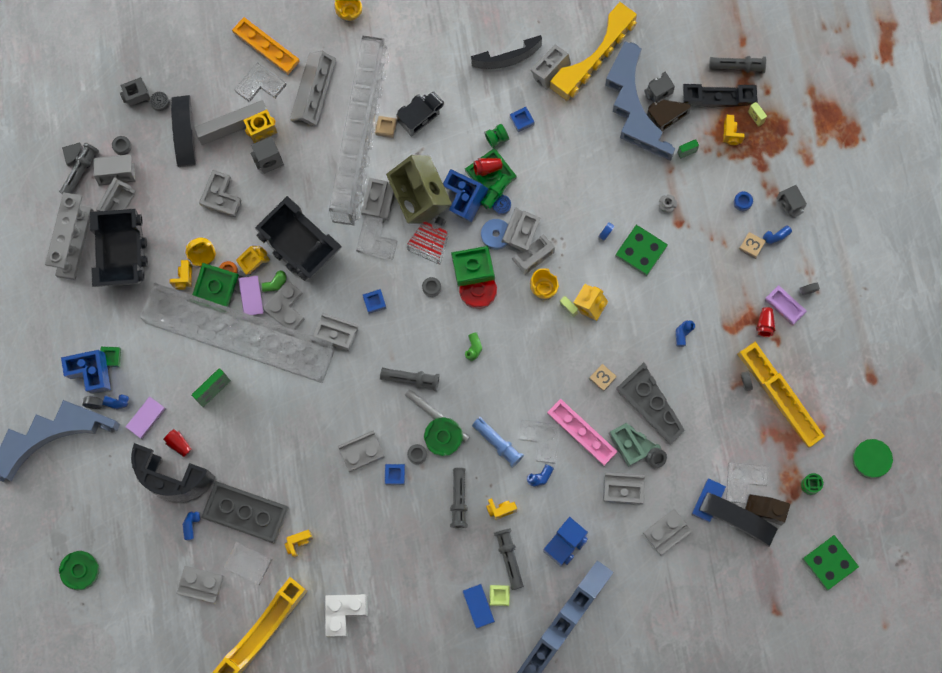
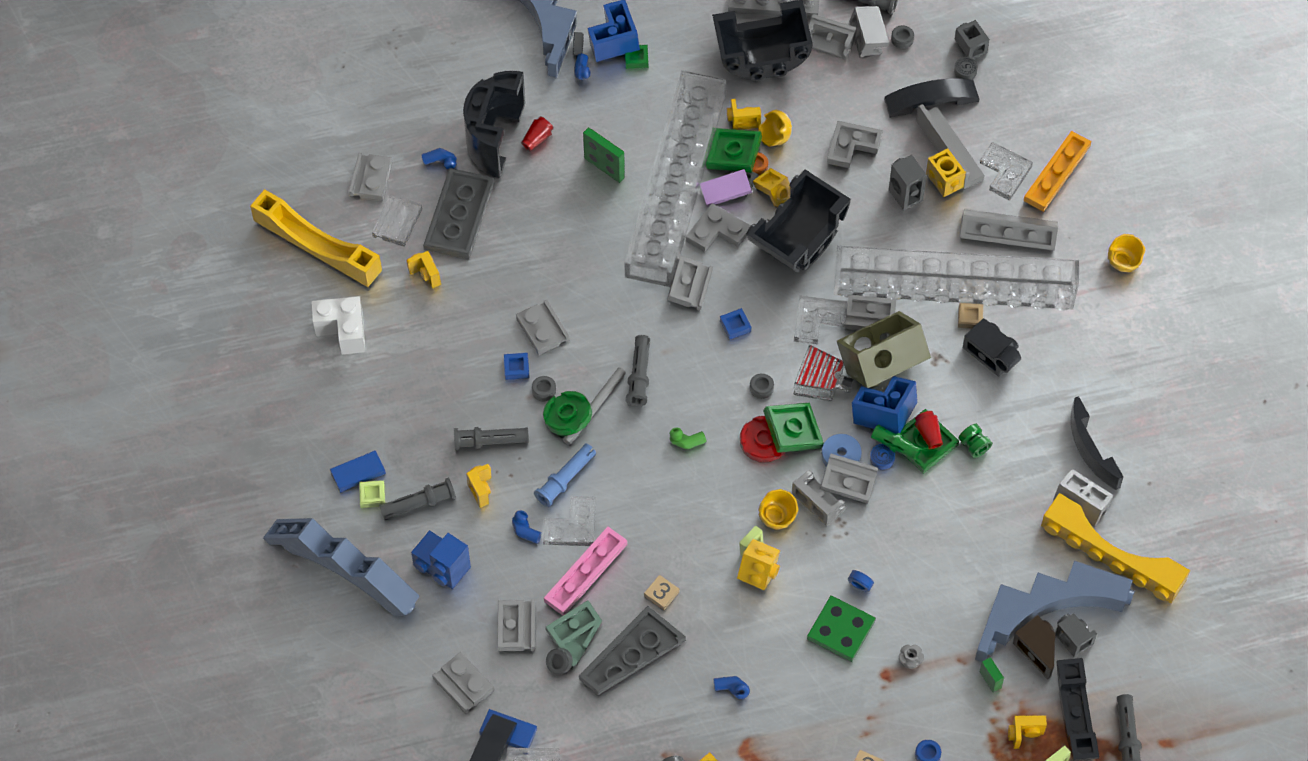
camera: 80 degrees right, 15 degrees down
(79, 570) = (381, 57): green tile -> none
(145, 417) = (565, 100): lavender tile -> none
(277, 282) = (745, 214): bright green arm -> none
(522, 119) = (1005, 471): blue tile -> none

